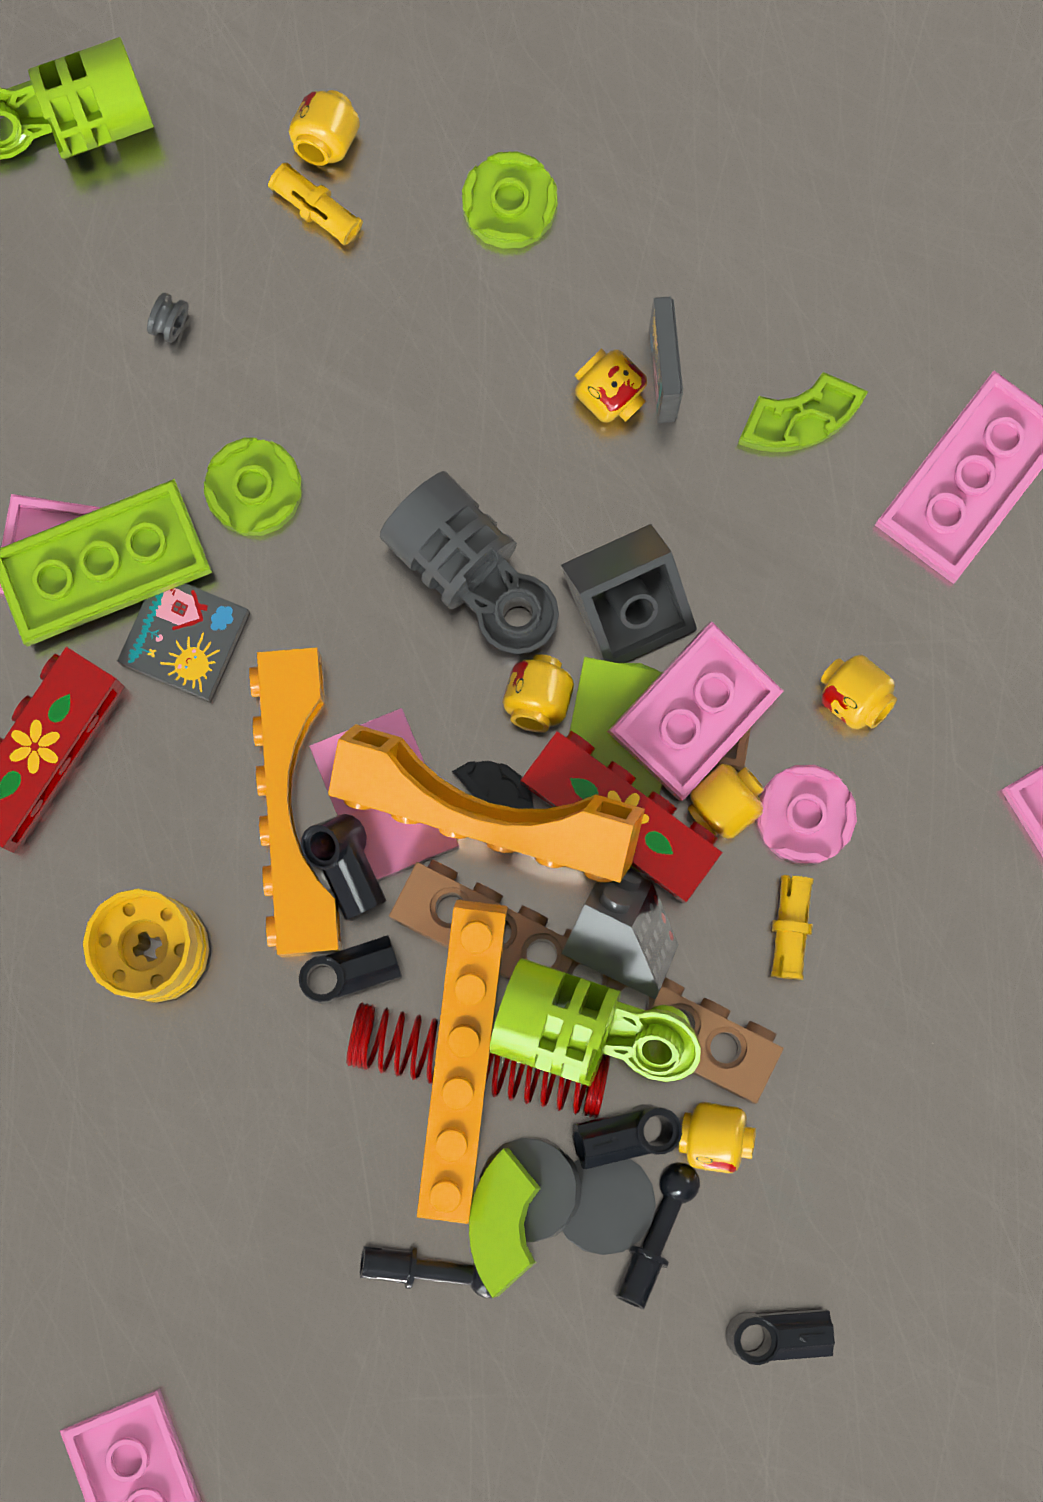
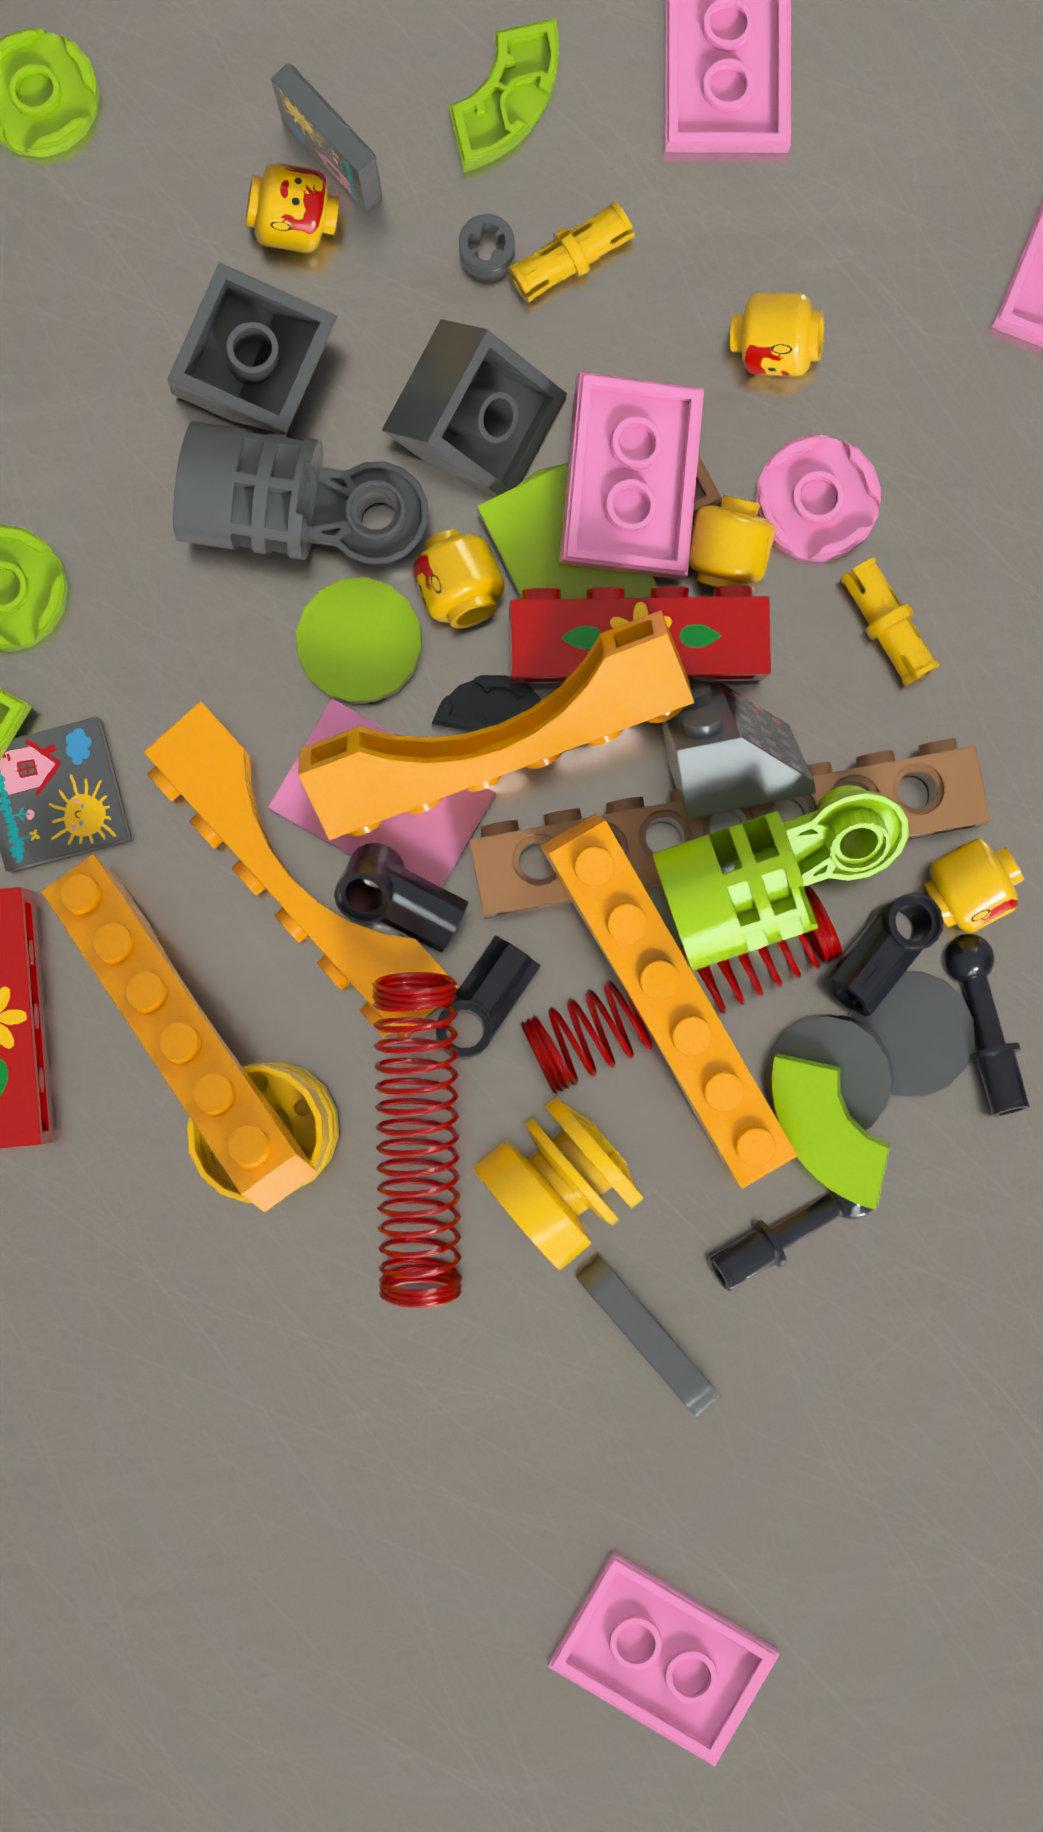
camera: 35 degrees left, 5 degrees up
(131, 897) = (177, 1035): none -> light orange arch
(287, 1266) = (647, 1335): none -> dark grey beam
(291, 923) = (403, 994): none -> red piece
(304, 1122) = (558, 1182): none -> yellow wheel
(447, 685) = (359, 640): none -> lime tile
(515, 455) = (250, 351): none -> dark grey slope
(715, 485) = (473, 233): none -> dark grey bush
(767, 543) = (571, 252): none -> yellow pin

